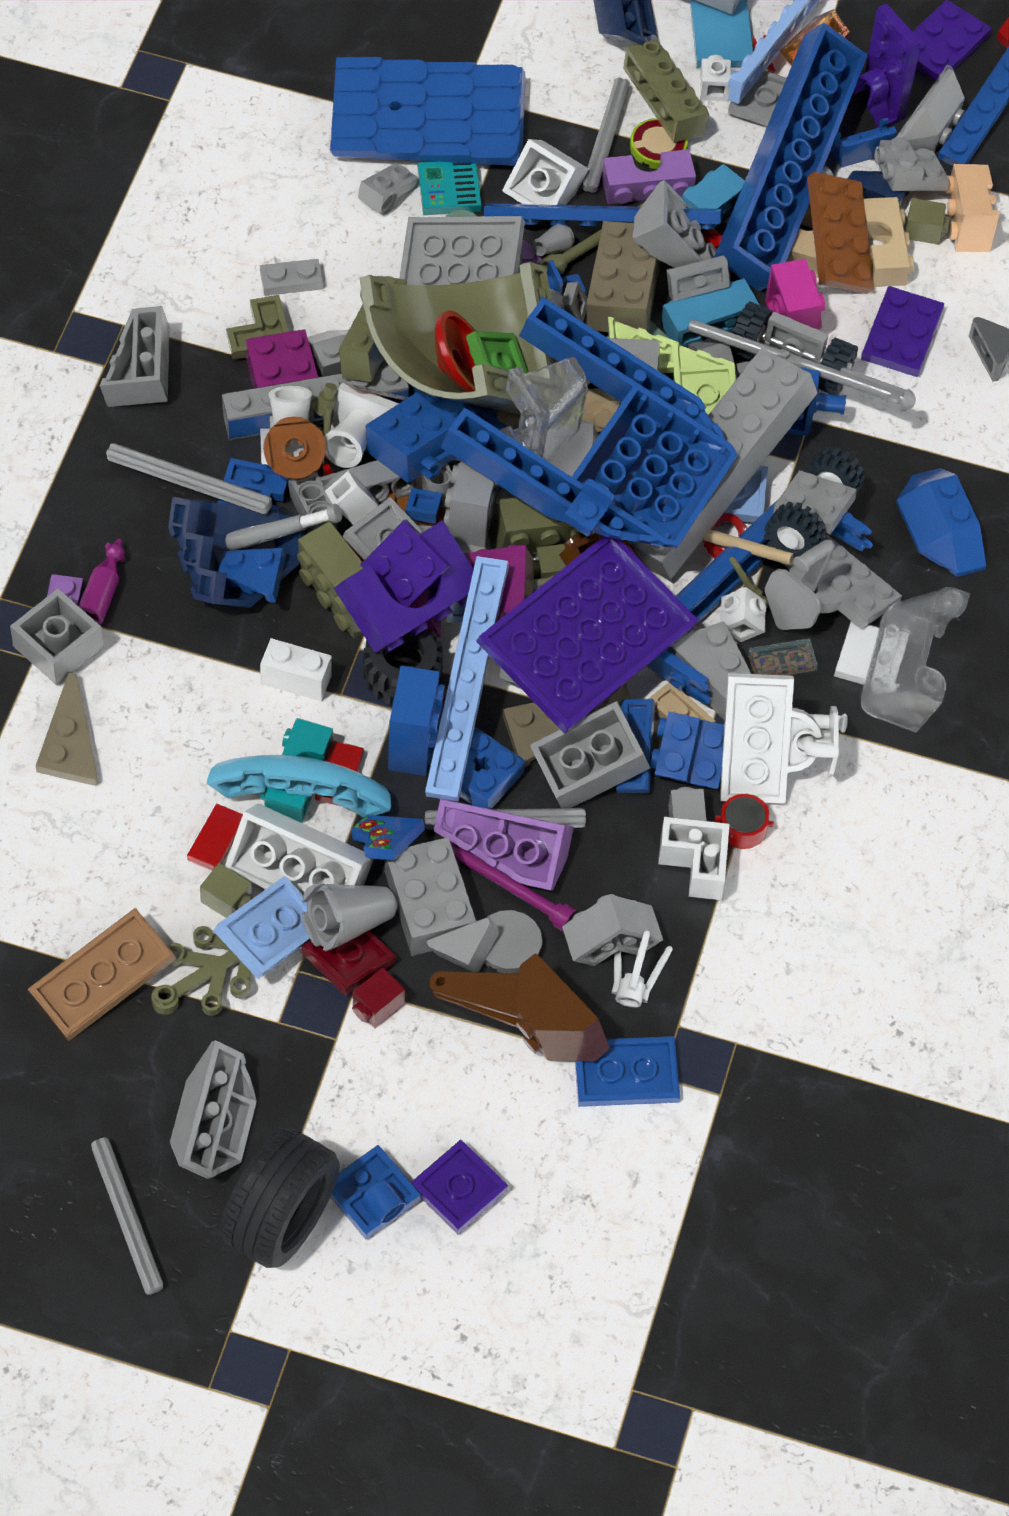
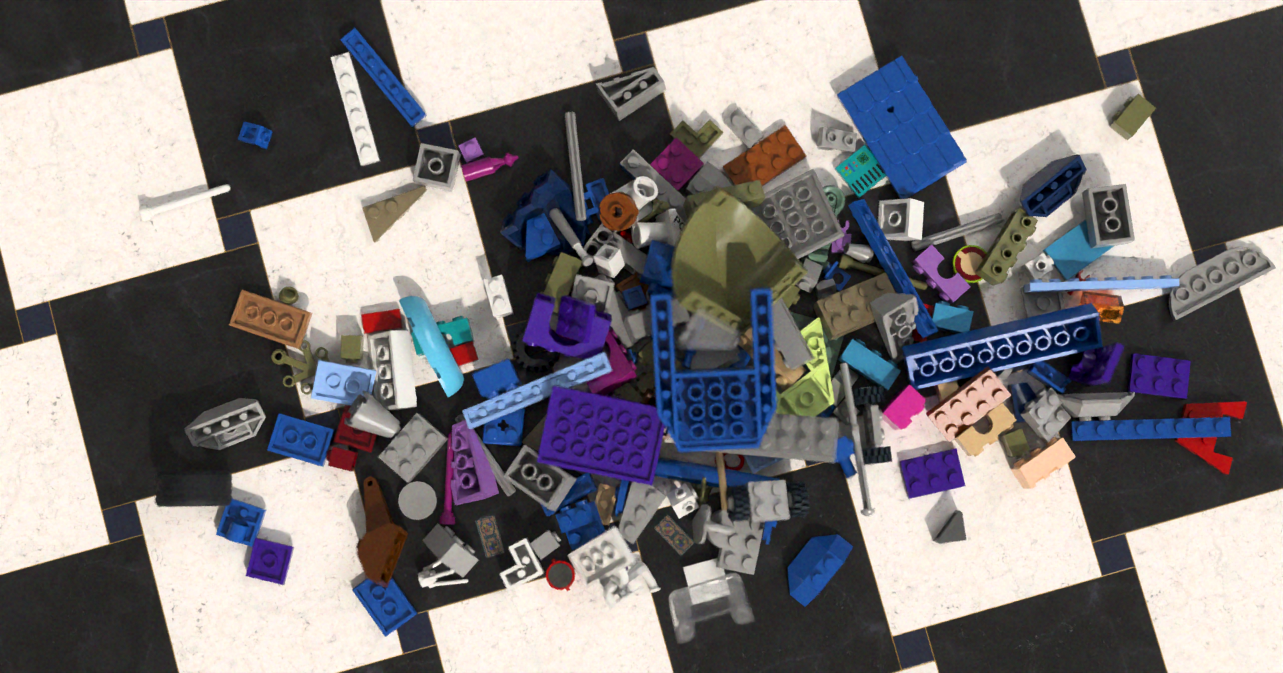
camera: 60 degrees right, 25 degrees up
(86, 930) = (288, 295): none -> olive plate
(127, 1216) = (158, 416): light grey axle -> none
(309, 1039) = (301, 440): none -> blue plate
(346, 258) = (766, 159): none -> dark orange plate
(386, 836) = (430, 406): blue tile -> none
(453, 349) = (724, 264): red dish -> none
(466, 945) = (393, 484): light grey slope -> none
(495, 350) = (735, 284): bright green plate -> none
(589, 507) = (660, 395): blue bracket -> none
(626, 881) = (490, 536): none -> clear light blue tile
(698, 278) = (879, 348): light grey plate -> none

